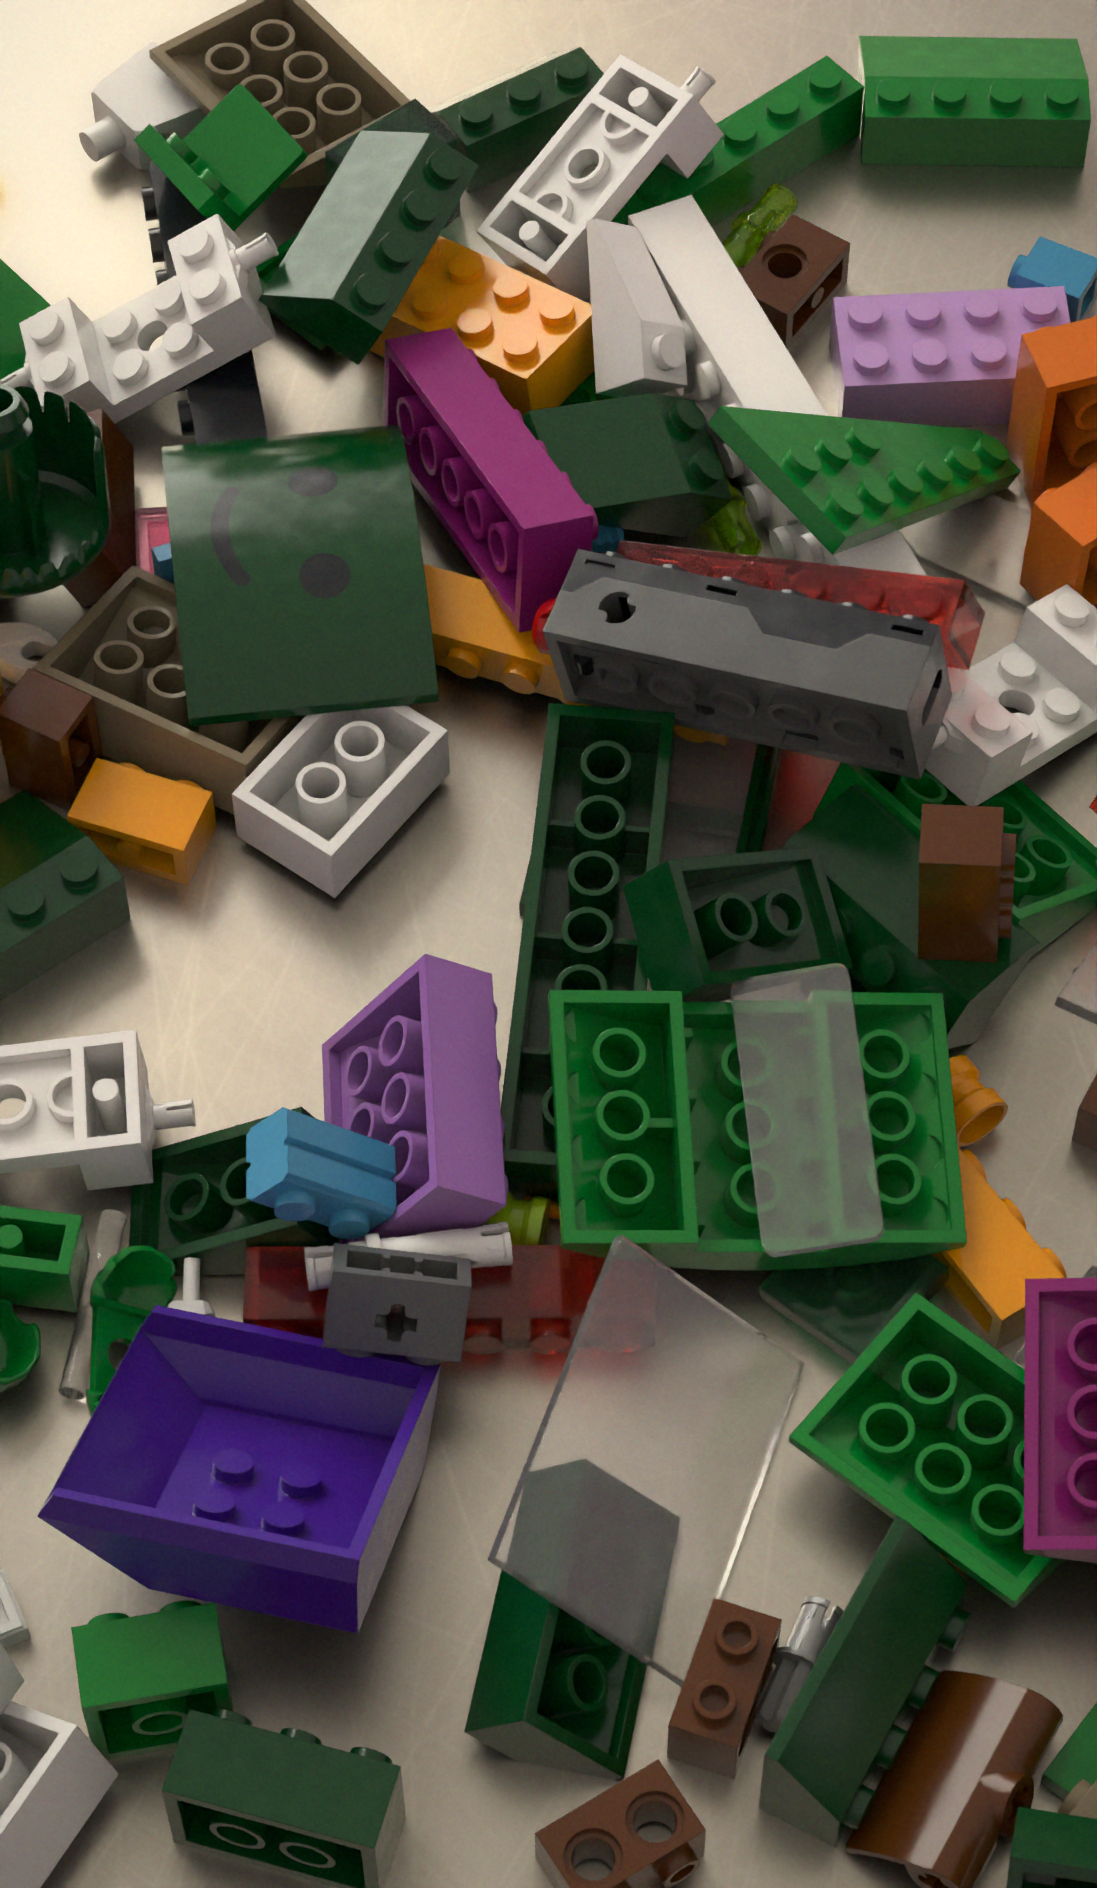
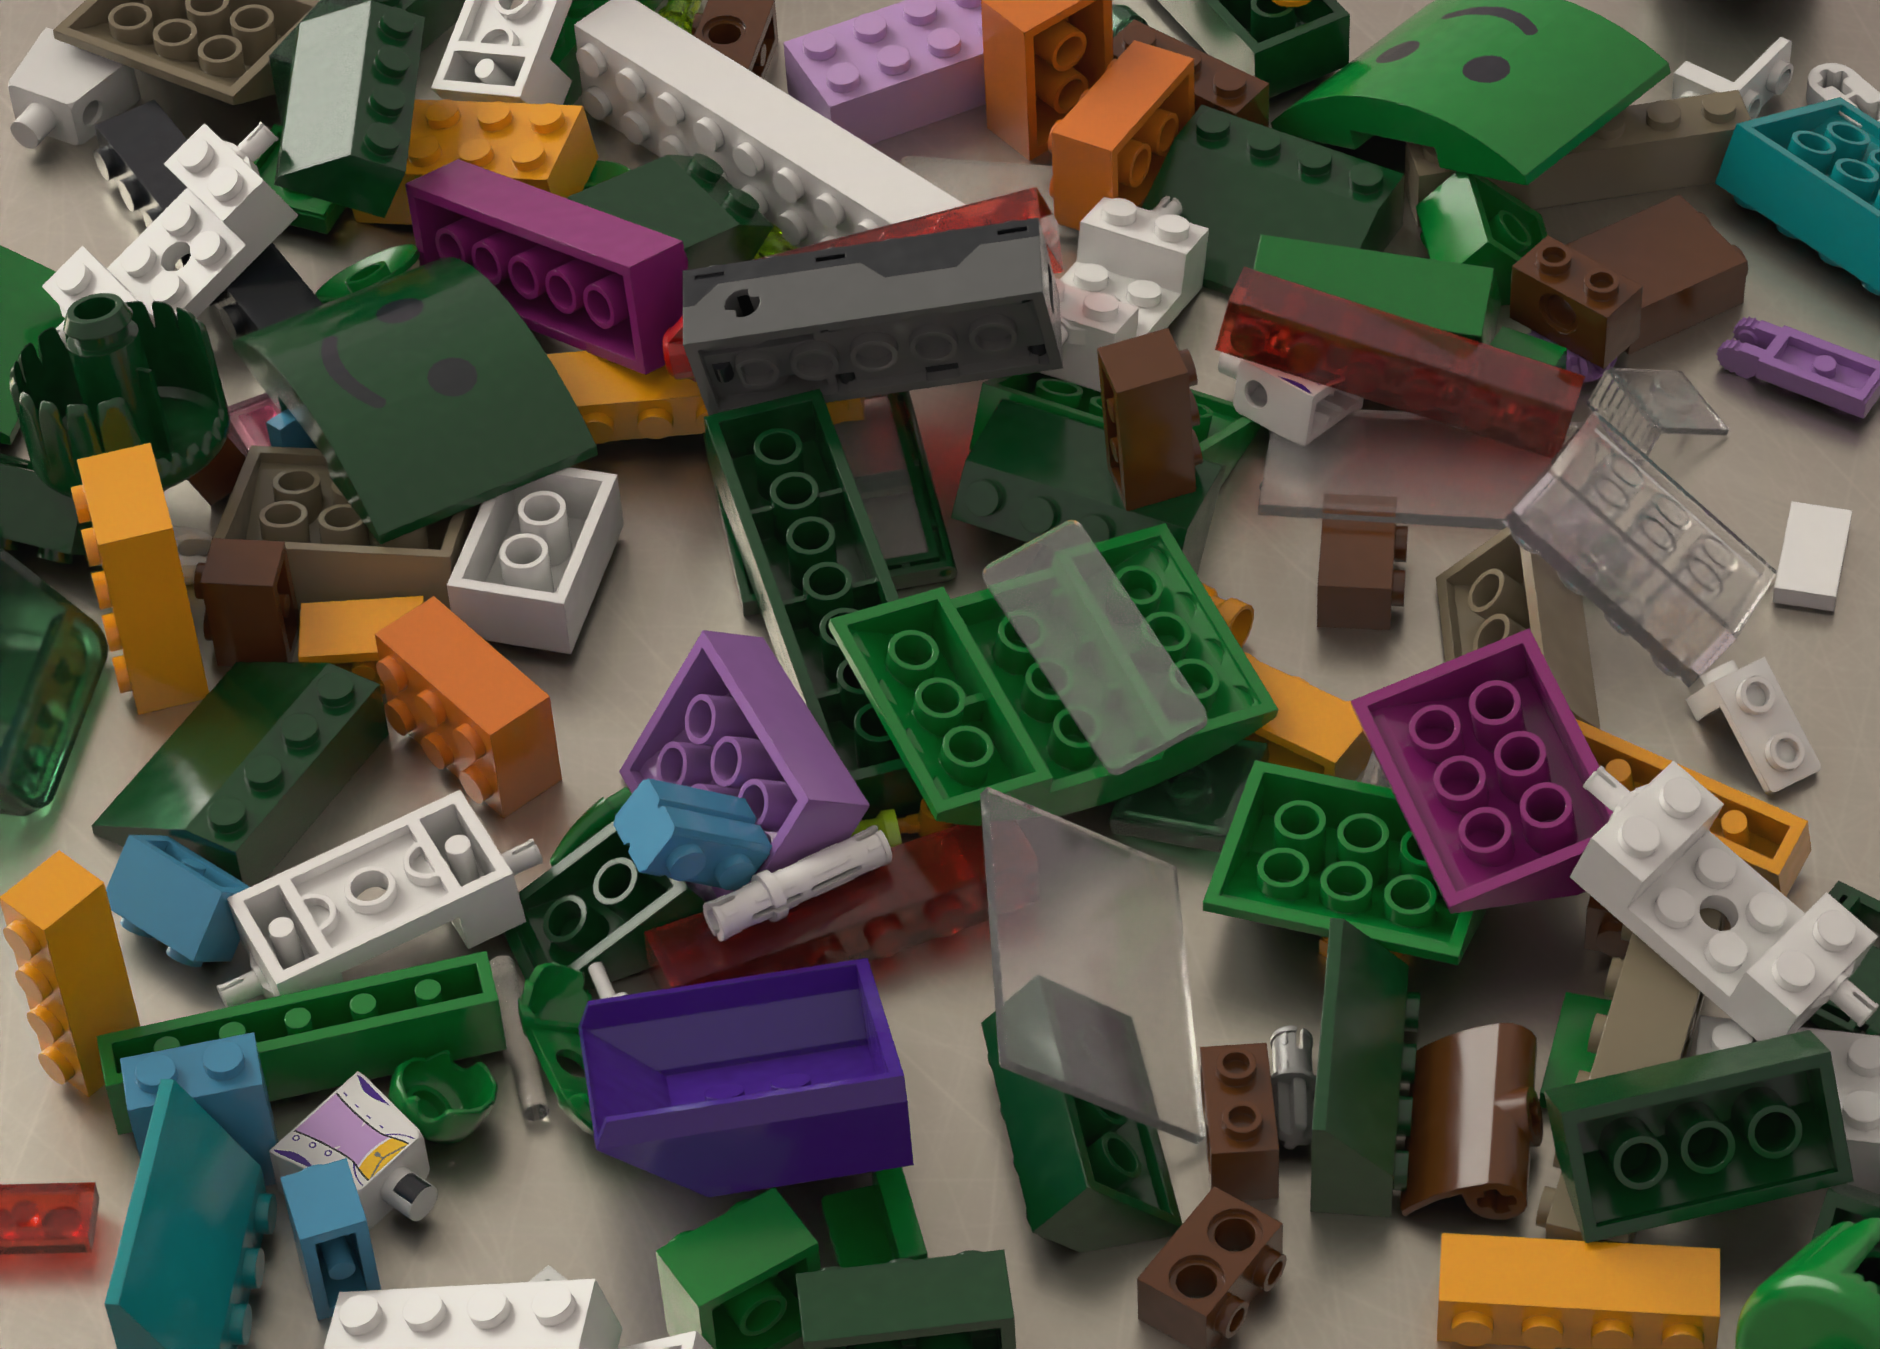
camera: 20 degrees left, 10 degrees down
(194, 932) = (468, 707): none -> orange brick
(228, 158) = (175, 88): green bracket -> none
(273, 1092) = (590, 823): none -> green helmet
(321, 1679) = (874, 1222): none -> green panel
(330, 411) = (369, 272): none -> green dish
(371, 1279) = (777, 904): dark grey brick -> none
(633, 317) = (620, 106): white slope -> none
(734, 919) = (949, 524): dark green slope -> none
(863, 475) = (889, 155): green wing -> none

